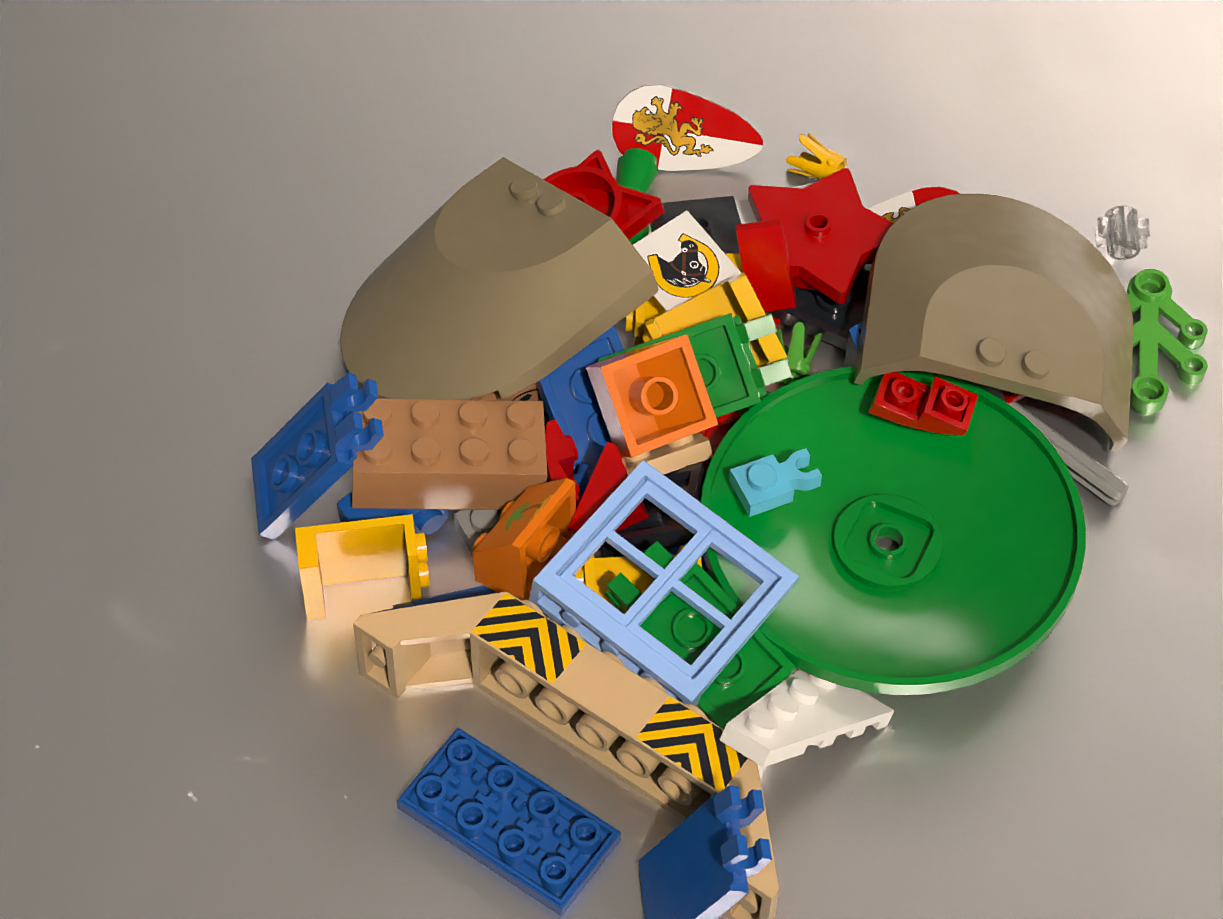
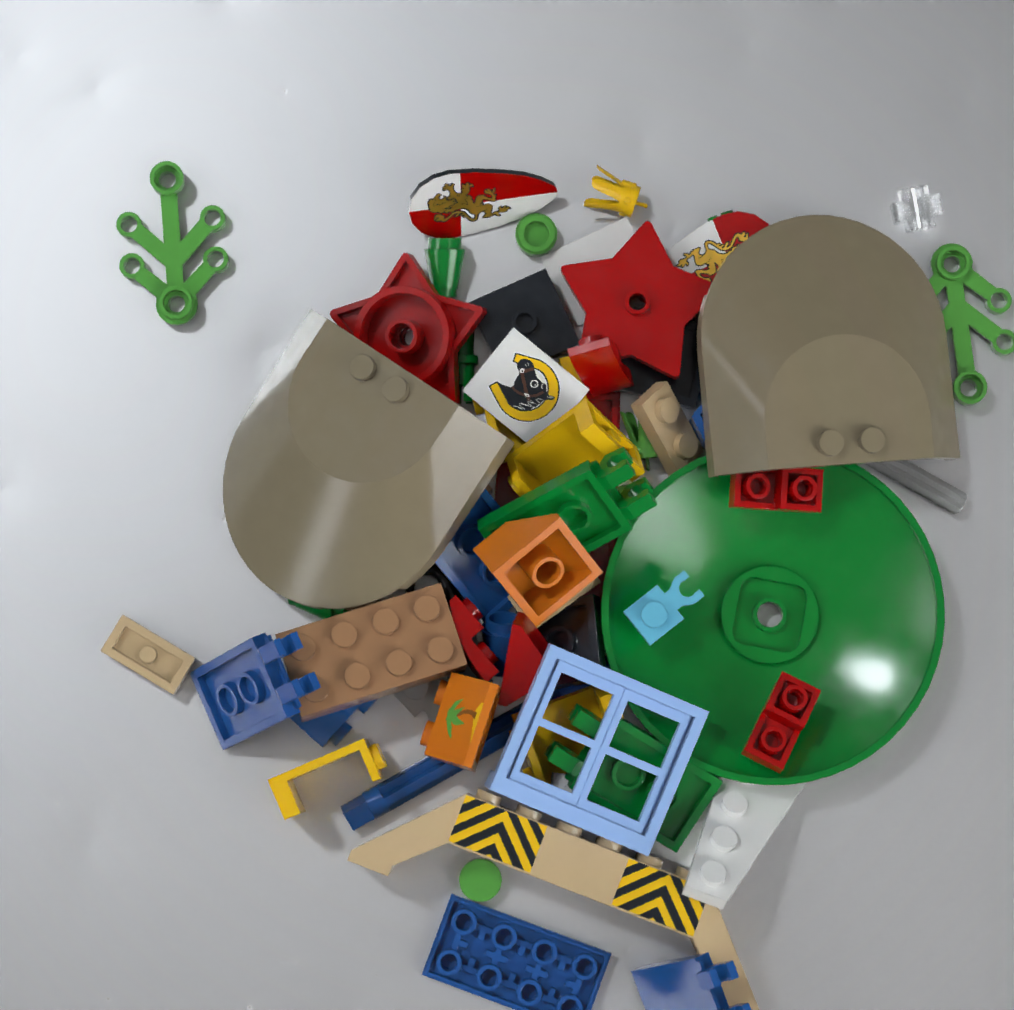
camera: 15 degrees left, 30 degrees up
(215, 429) = (148, 654): none -> tan plate
(362, 153) = (173, 251): none -> bright green plant
(495, 723) = (480, 880): none -> bright green tile
(731, 179) = (536, 235): none -> bright green tile
(817, 337) = (667, 427): none -> tan plate
(877, 614) = (781, 722): none -> red slope

